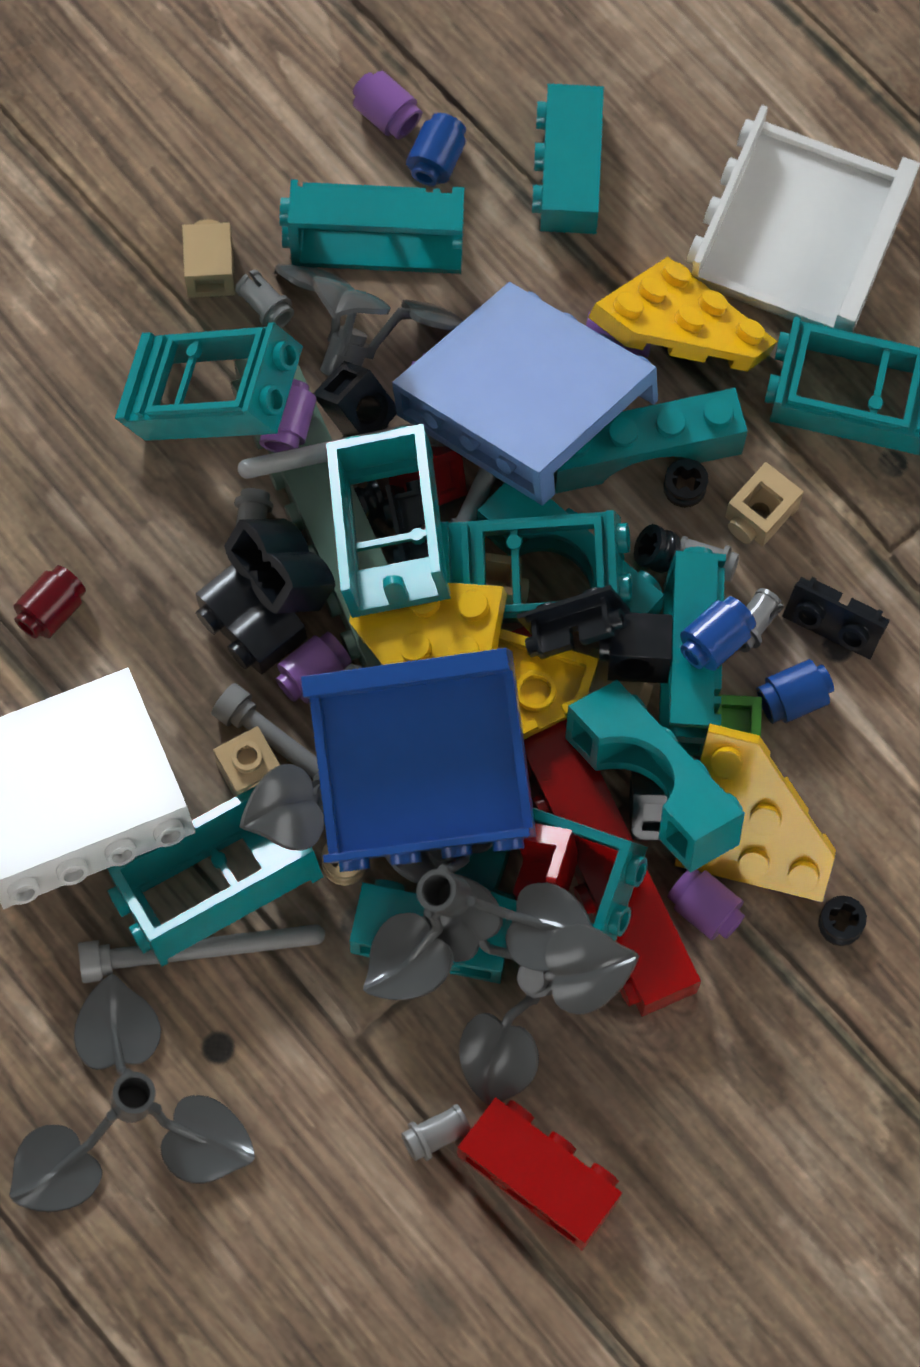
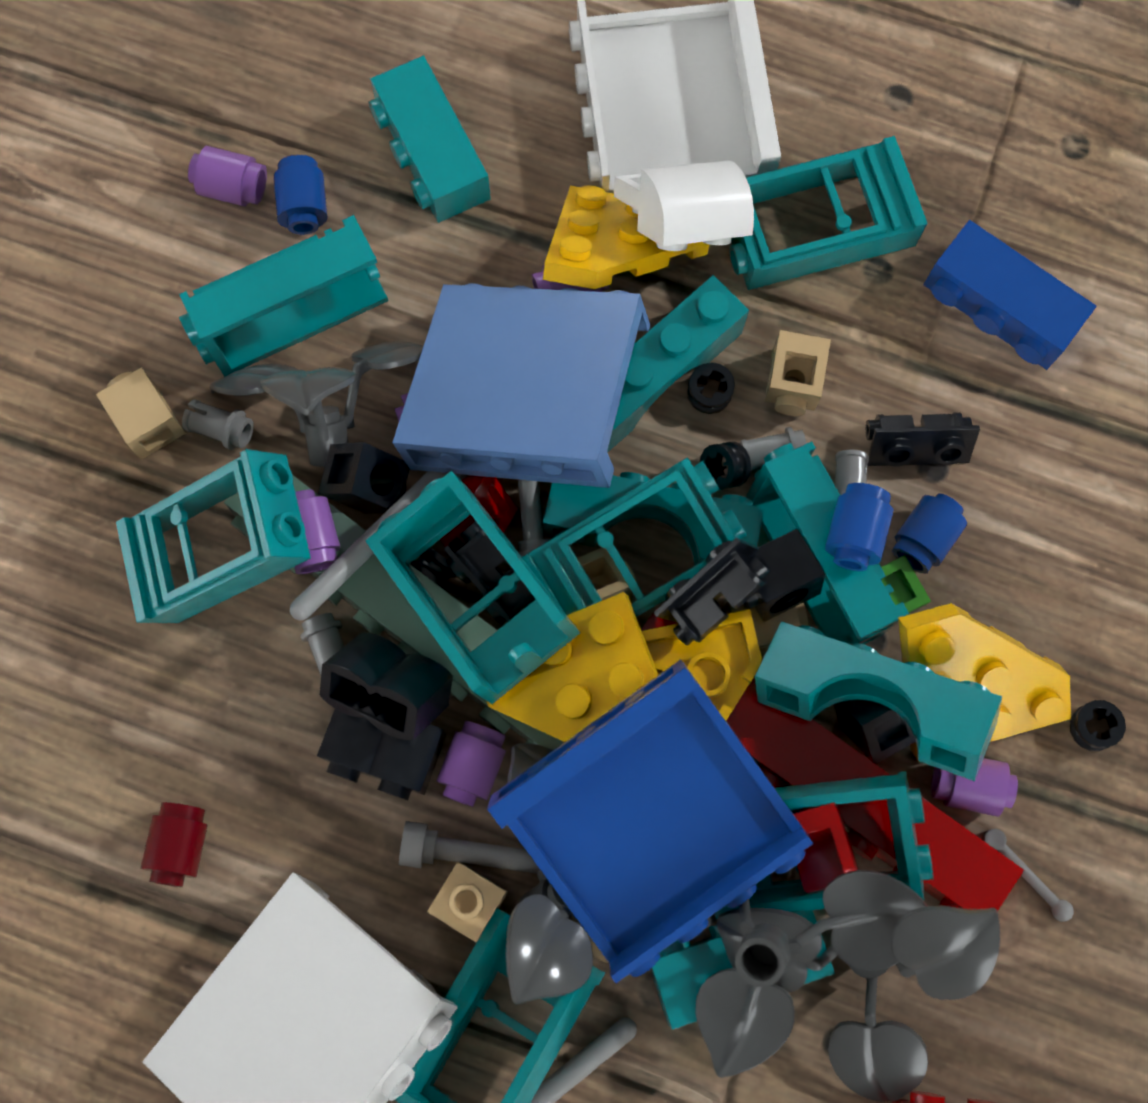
camera: 30 degrees left, 5 degrees up
(721, 1043) = (1060, 909): none -> light grey hinge
(746, 319) = (689, 203): none -> white brick

